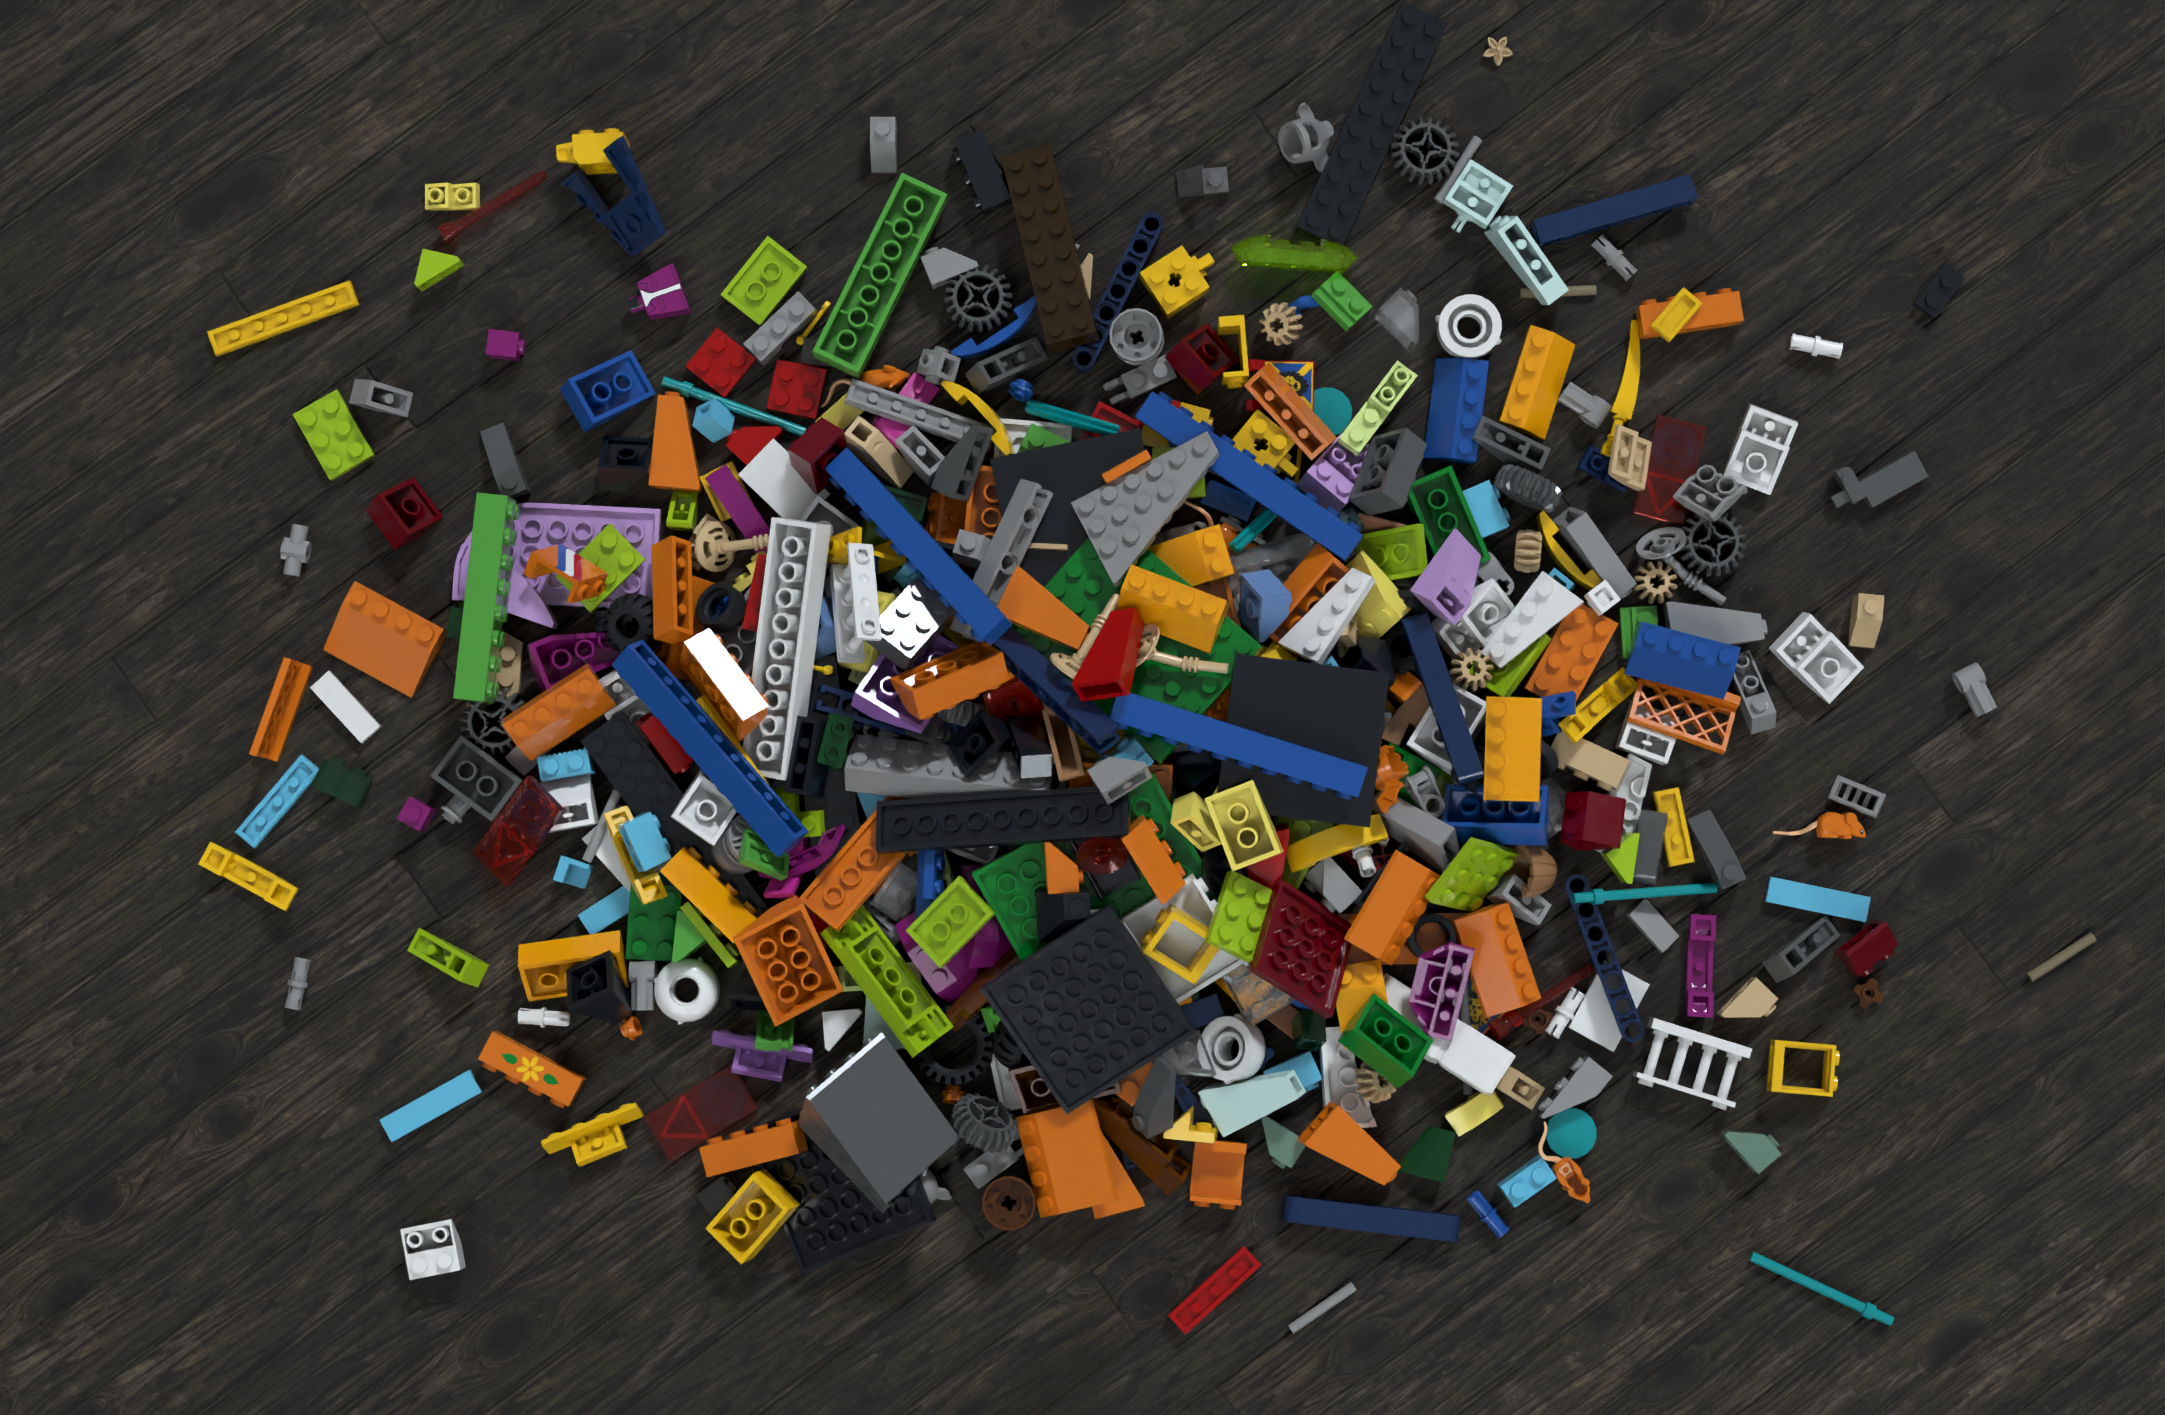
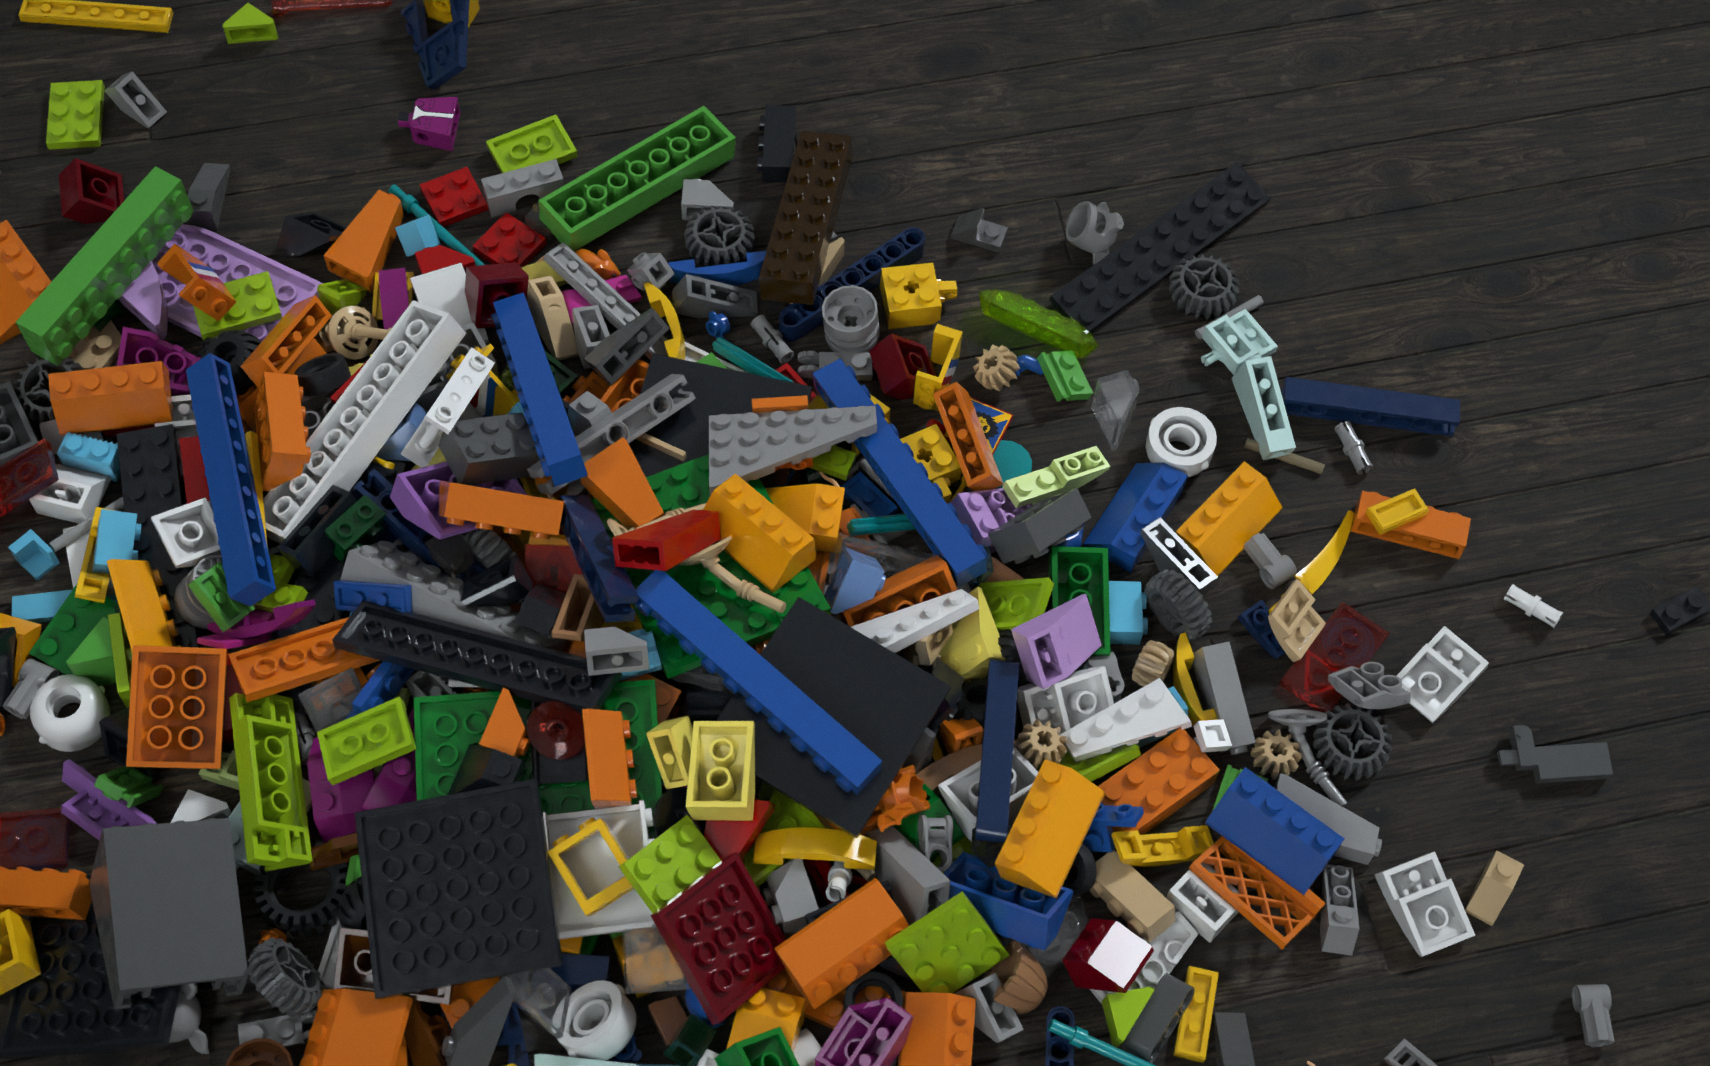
camera: 20 degrees right, 25 degrees down
(505, 345) = (270, 104): magenta brick -> none
(607, 390) = (335, 173): blue slope -> none
(866, 797) = (352, 593): none -> blue tile
(883, 144) = (702, 86): light grey slope -> none
(1089, 390) = (768, 333): none -> light grey pin
(1497, 50) = (1310, 238): tan plant -> none

